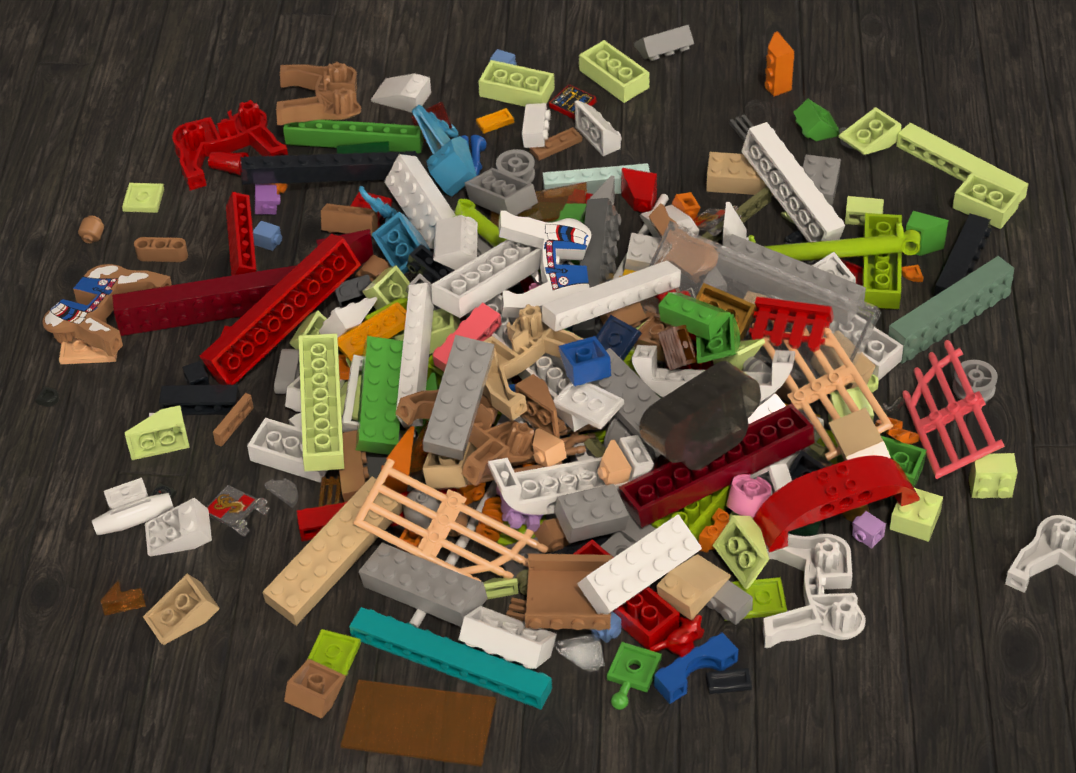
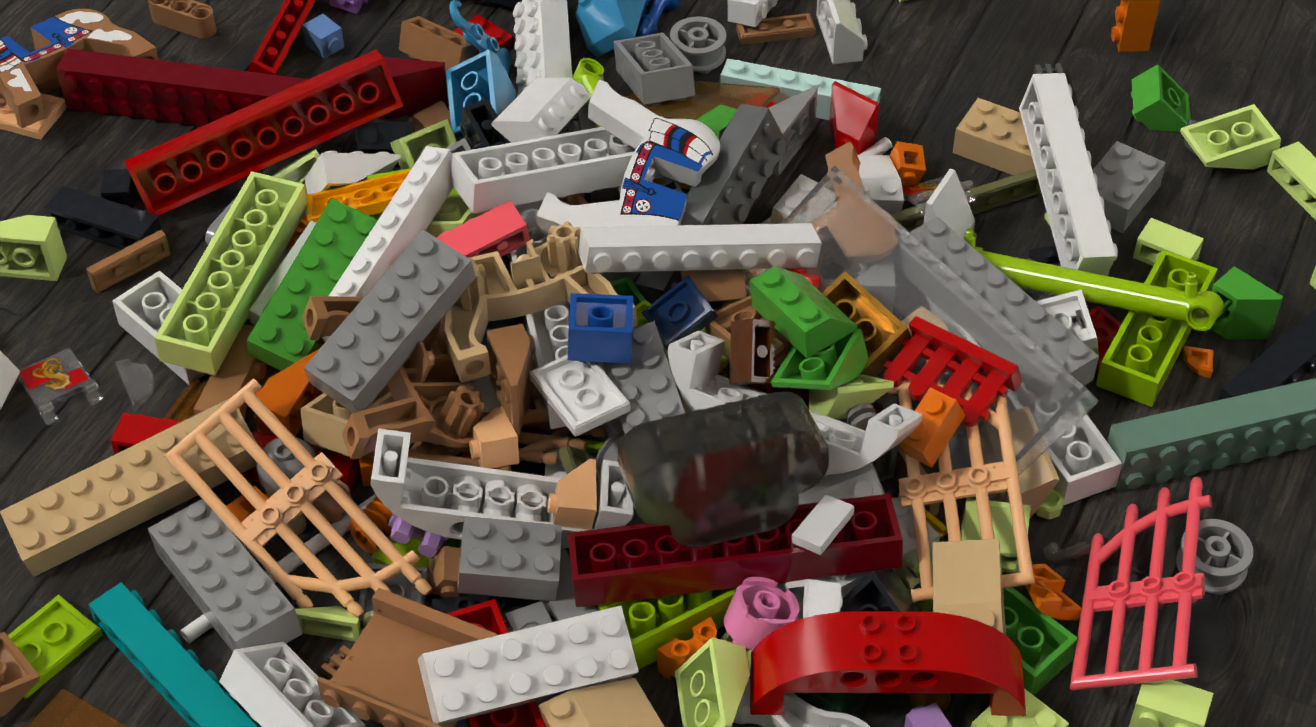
camera: 20 degrees right, 0 degrees up
(765, 432) = (823, 524): none -> white tile
(802, 348) = (939, 422): none -> orange brick

